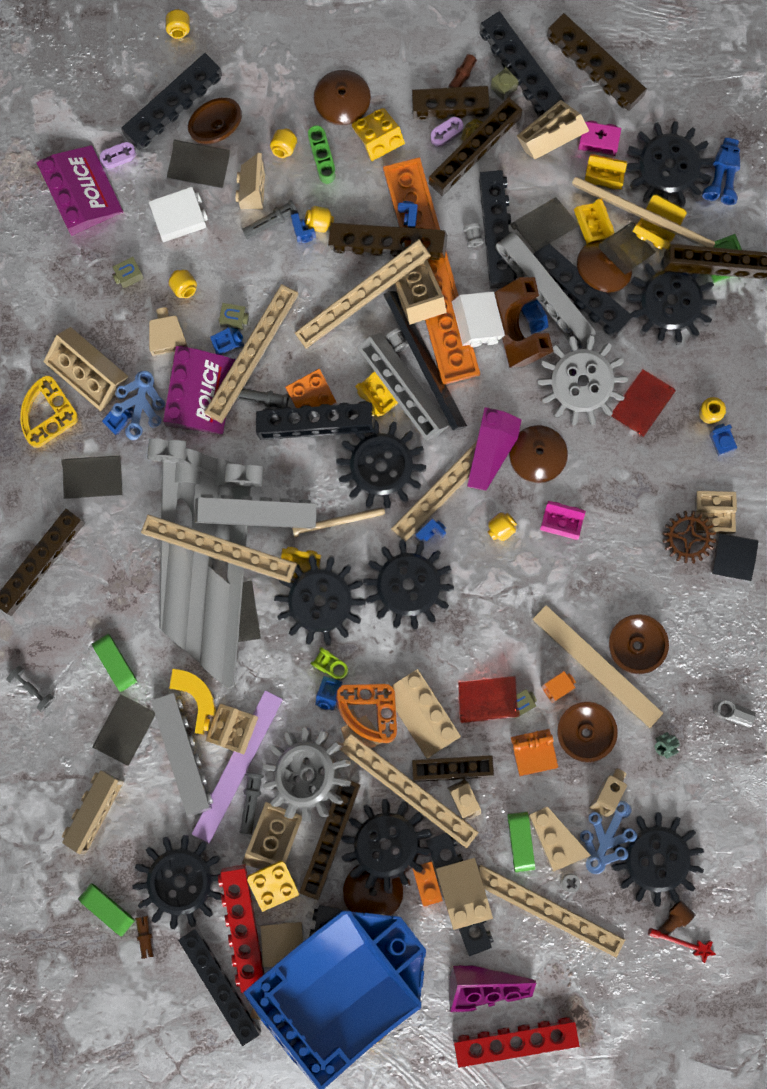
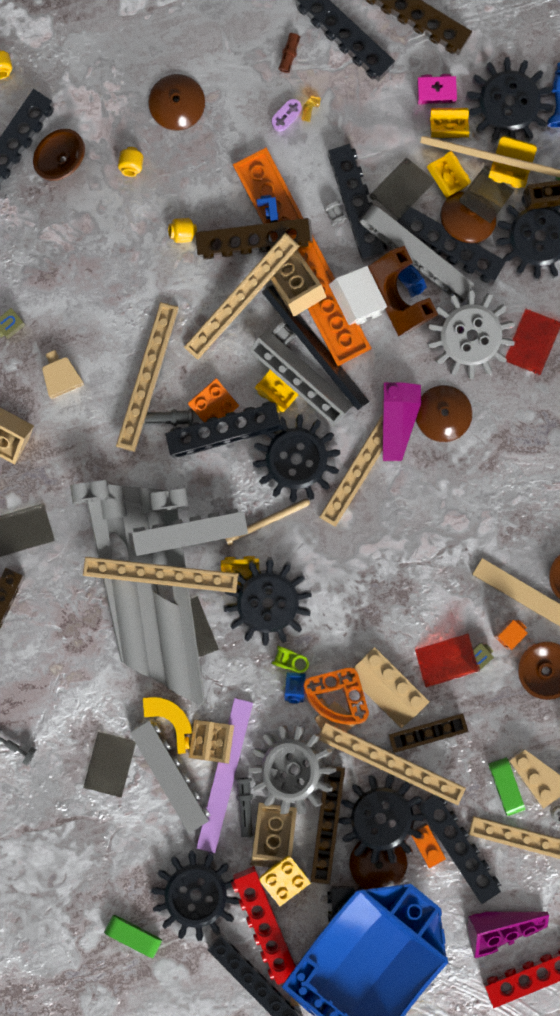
camera: 15 degrees left, 5 degrees up
(92, 812) = (99, 847): tan slope -> none
(114, 662) = (85, 703): bright green beam -> none
(117, 423) = (34, 467): blue bracket -> none
(140, 403) = (51, 449): medium blue plant -> none
(144, 937) = (174, 953): reddish brown pin -> none
(178, 214) = (44, 255): white brick -> none
(182, 283) = (65, 323): yellow head -> none
(192, 386) = (99, 422): magenta slope -> none
(198, 163) = (52, 199): clear smoke piece -> none
(227, 340) = (120, 369): blue bracket -> none
(233, 316) = (121, 344): olive brick -> none
(249, 230) = (144, 236): dark grey pin -> none
(251, 183) = (109, 210): tan slope -> none
(279, 941) = (302, 930): tan slope -> none
(299, 227) = (165, 241): blue bracket -> none
(318, 146) = (166, 156): bright green beam -> none
(378, 133) = (220, 131): yellow bracket -> none
(400, 602) = (344, 586): black gear -> none
(427, 533) = (354, 513): blue bracket -> none
(458, 95) = (309, 72): dark brown brick -> none
(464, 800) = (445, 759): tan torso -> none
(464, 893) = (464, 848): tan slope -> none
(475, 146) = (318, 125): dark brown brick -> none
(502, 526) = (424, 492): yellow head -> none
(504, 84) = (332, 56): olive brick -> none
(534, 752) = (501, 699): orange hinge -> none
(552, 130) = (389, 93): tan wedge -> none
(562, 520) = (480, 473): dark pink bracket -> none

